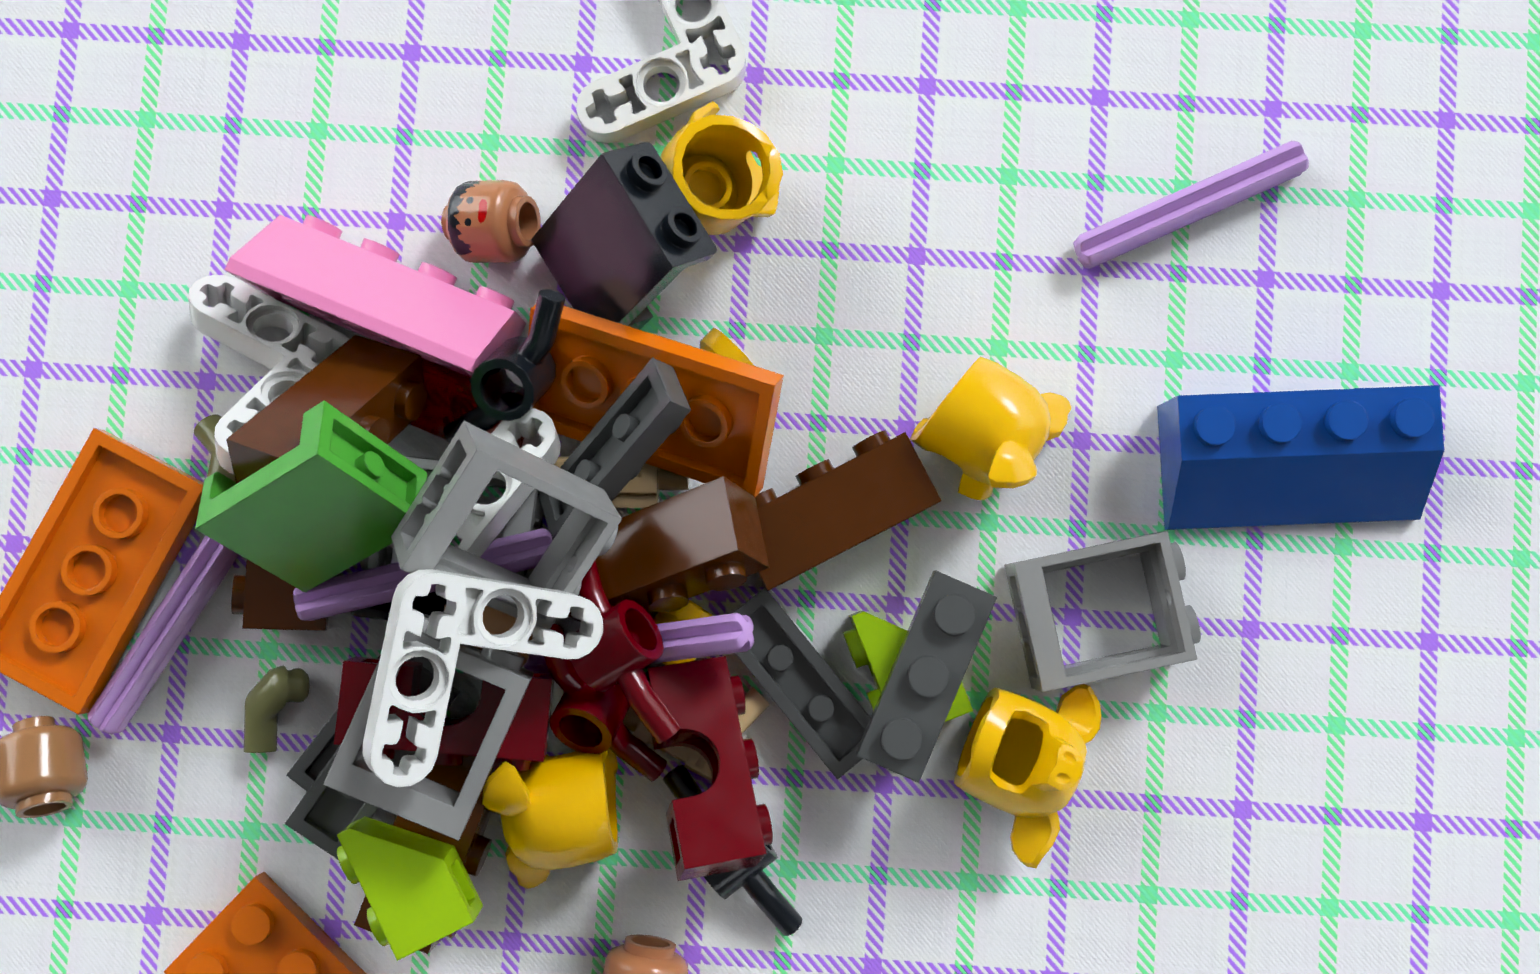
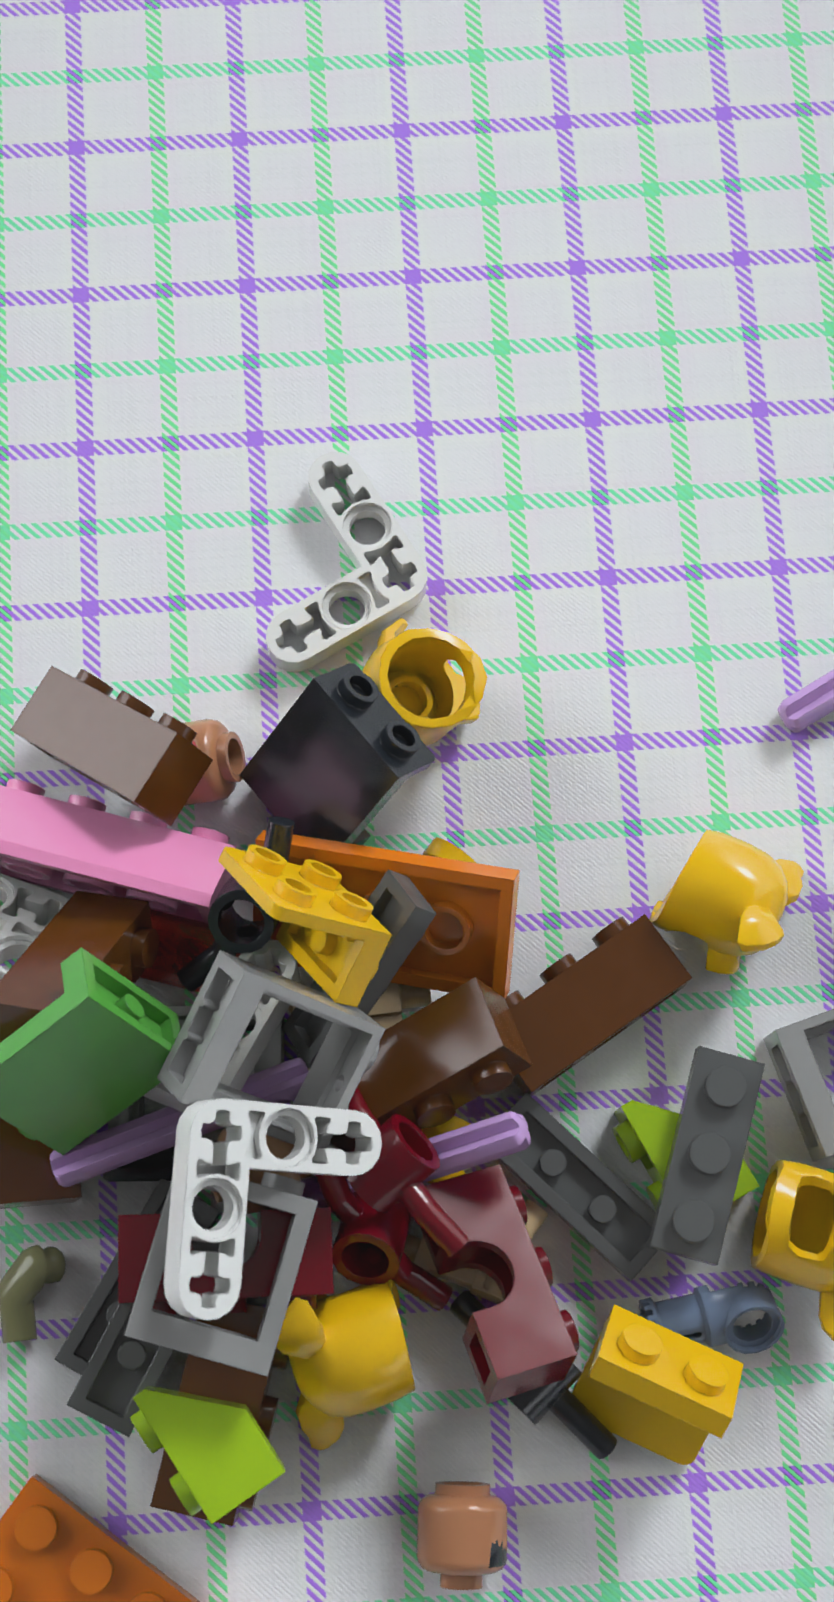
camera: 15 degrees left, 10 degrees down
(406, 192) = (114, 742): none -> brick
(570, 389) = (322, 921): none -> yellow bracket
(847, 883) = (658, 1386): none -> yellow bracket
(910, 825) = (712, 1315): none -> sand blue connector

